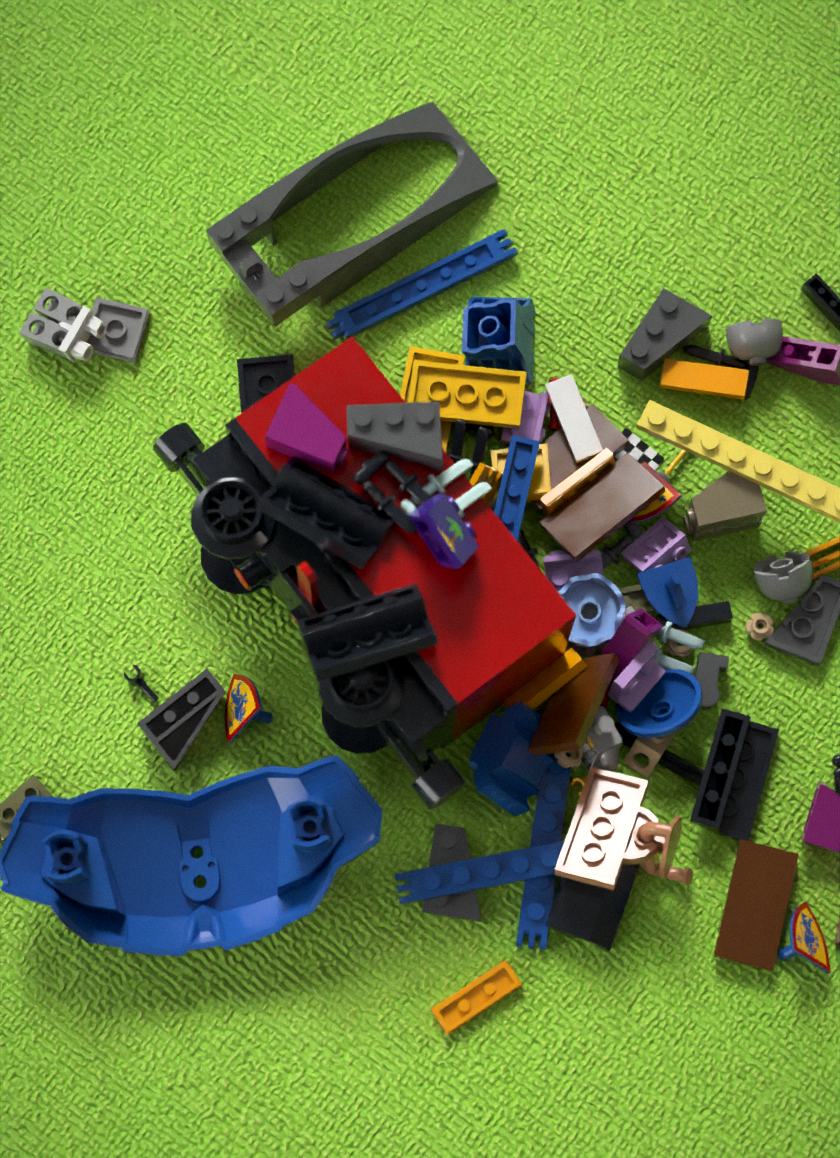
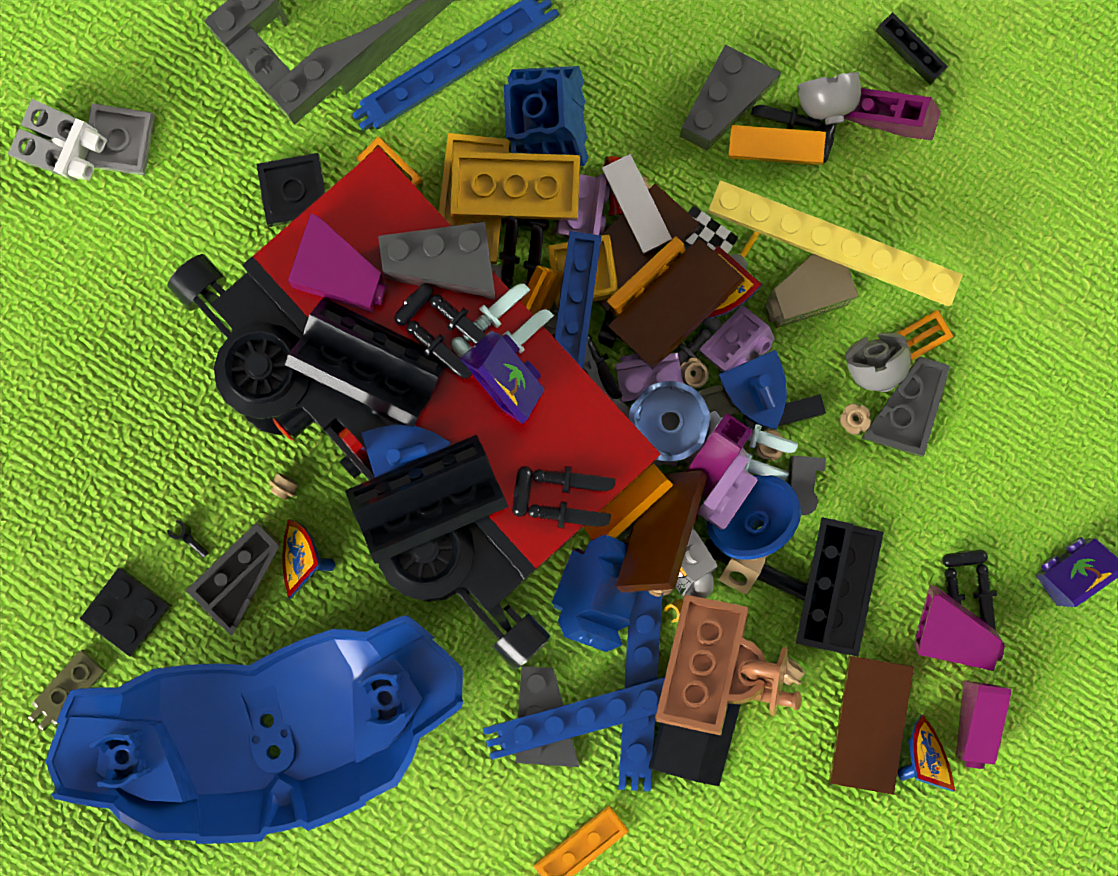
camera: 10 degrees left, 10 degrees up
(77, 744) = (125, 612): none -> black plate
(232, 643) = (283, 486): none -> tan plate
(347, 586) = (399, 445): none -> blue shield
(486, 657) = (568, 480): none -> black piece
(537, 534) = (605, 335): none -> black hand
(619, 568) = (700, 376): none -> tan plate
(685, 851) = (793, 673): none -> tan plate

